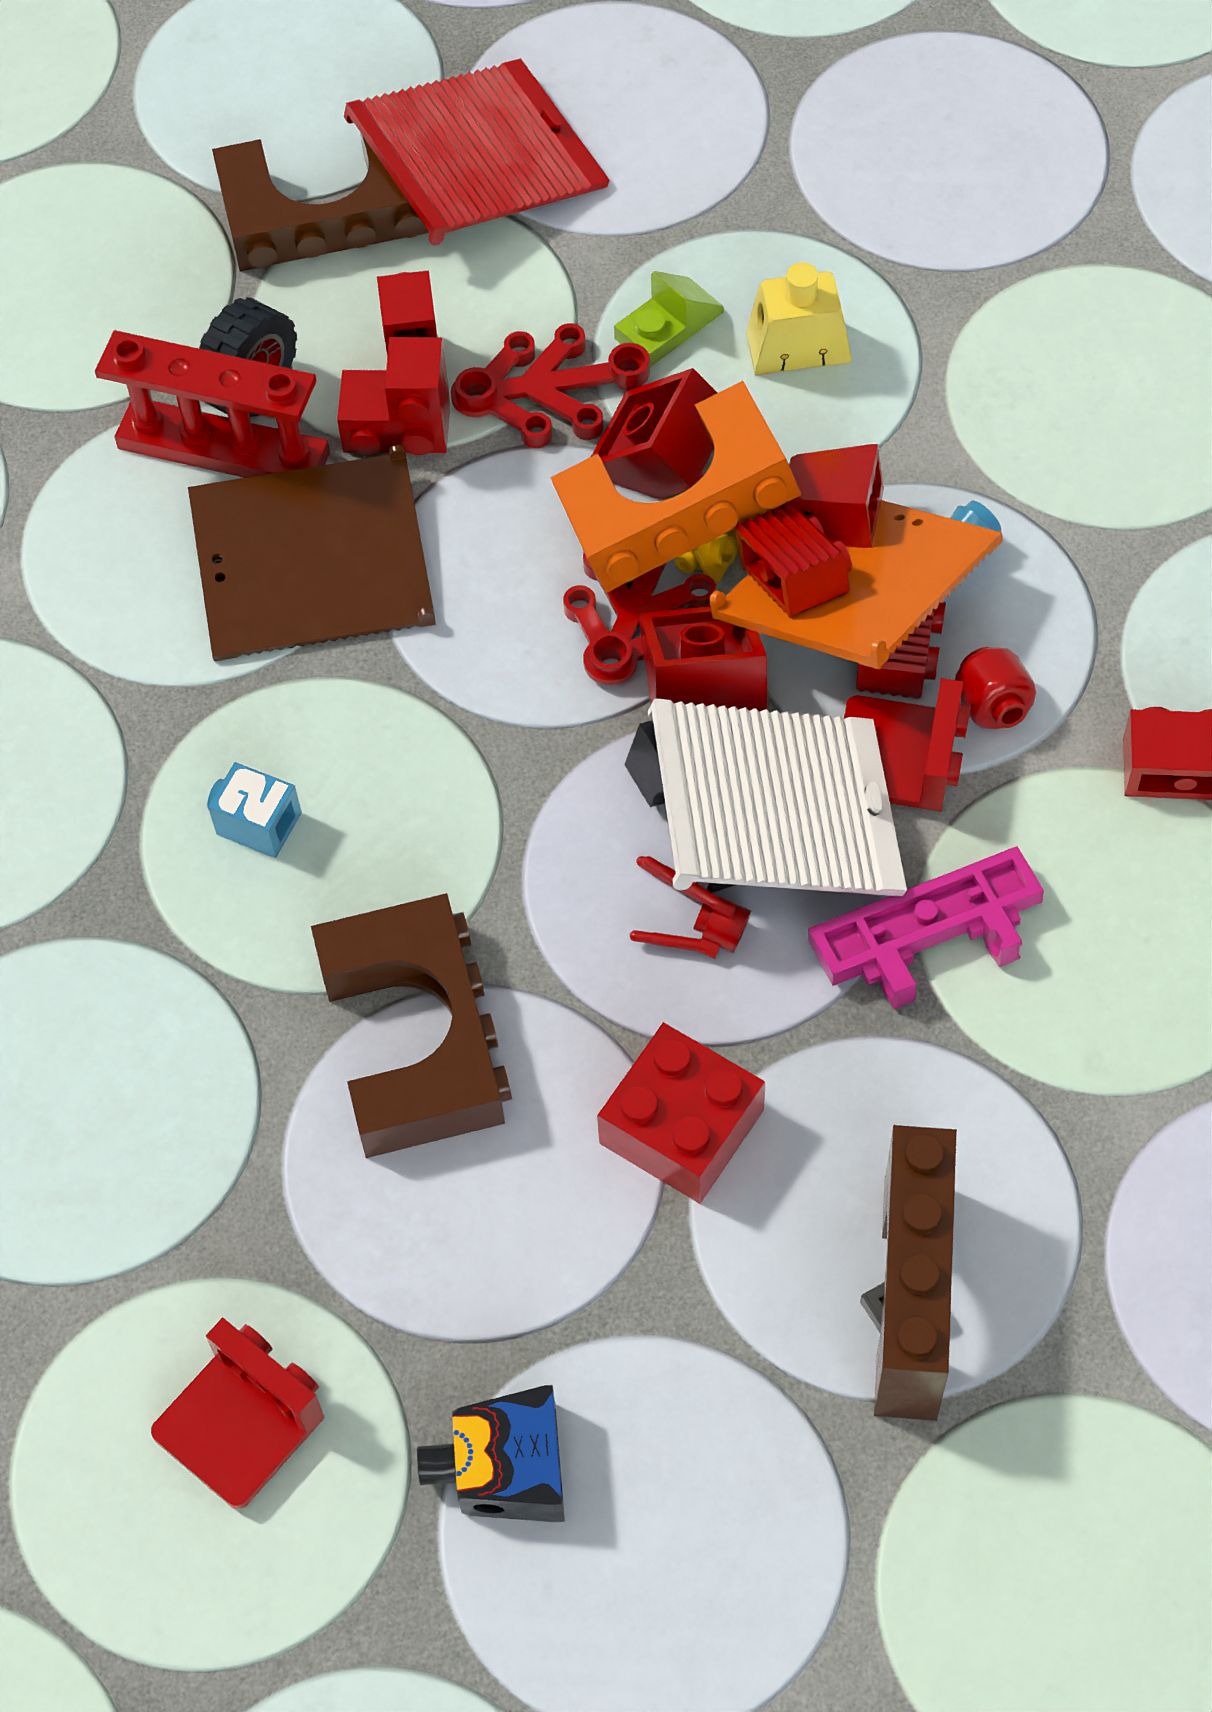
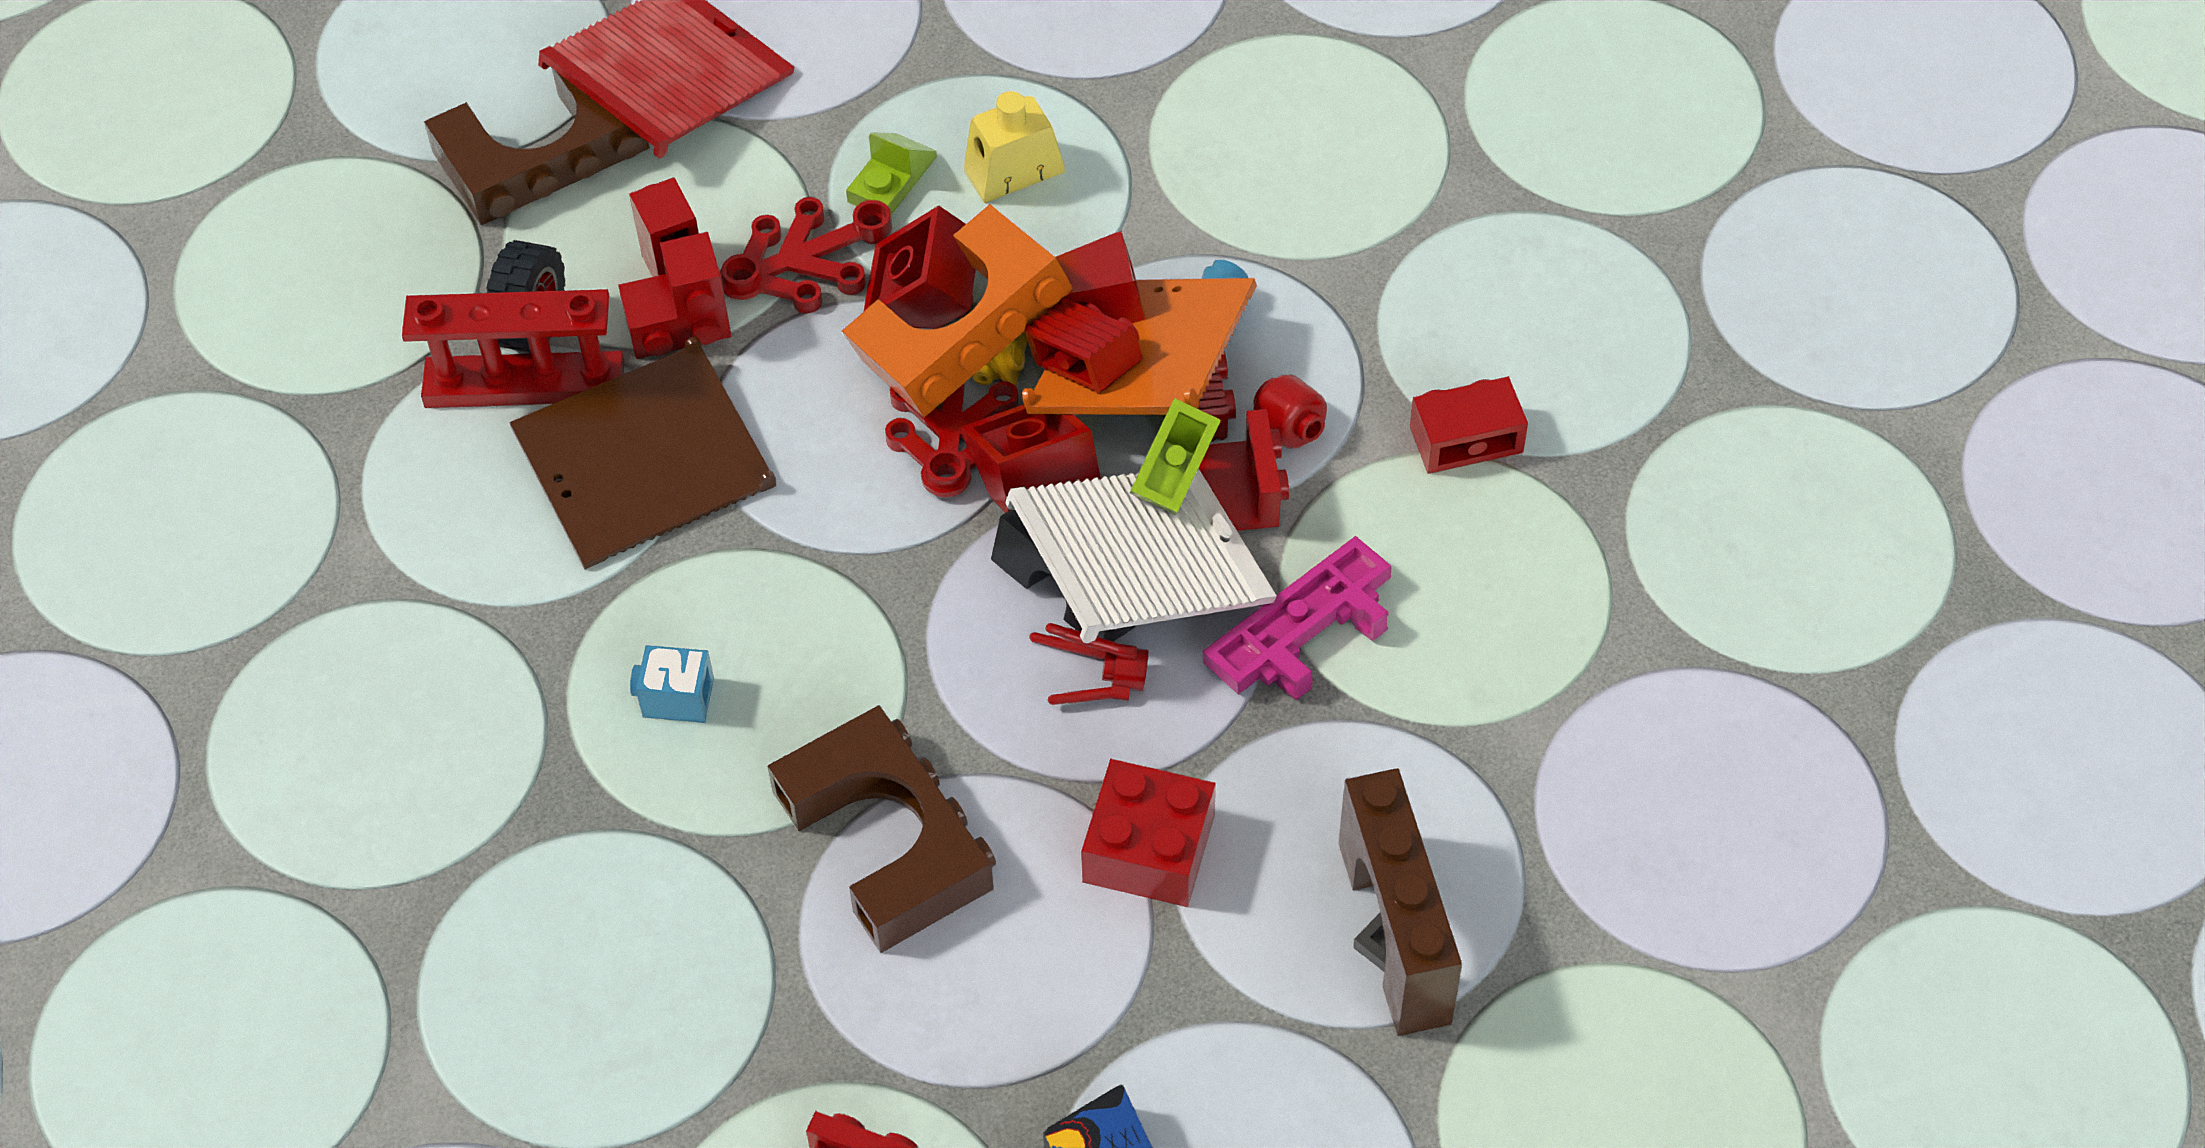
camera: 20 degrees left, 5 degrees down
(843, 709) = (1175, 456): none -> lime slope

